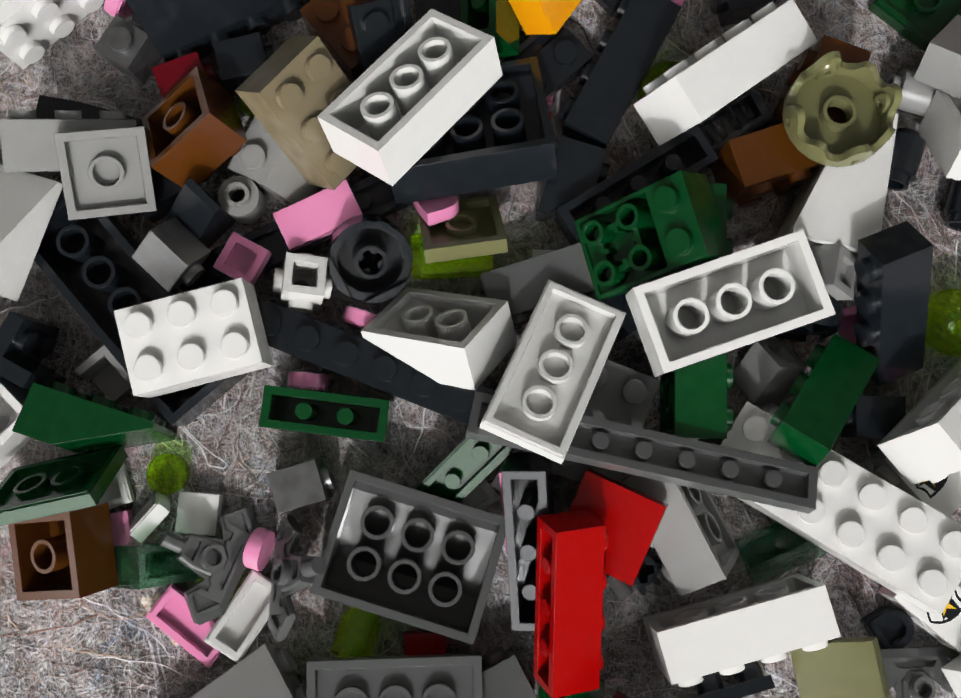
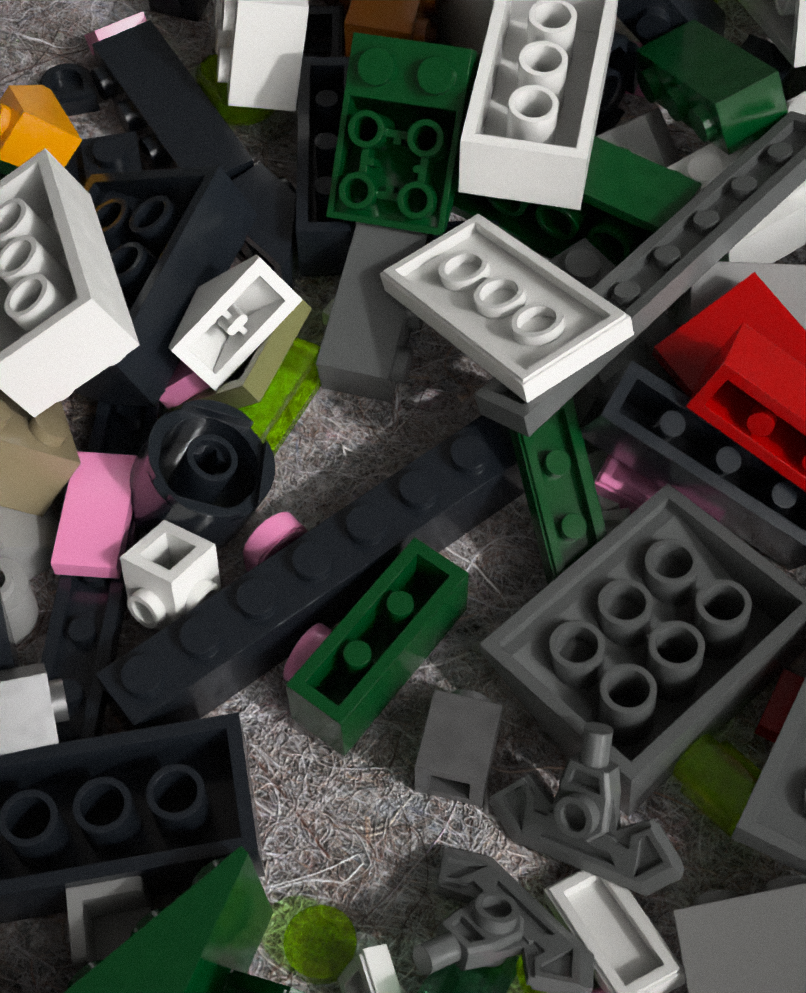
camera: 60 degrees left, 25 degrees down
(193, 338) = (156, 721): white brick -> none
(198, 513) = (403, 921): white tile -> none
(242, 259) = (85, 635): bright pink plate -> none
(258, 549) = (519, 858): bright pink tile -> none
(445, 334) = (368, 432): white slope -> none
(461, 214) = (231, 319): none -> white slope

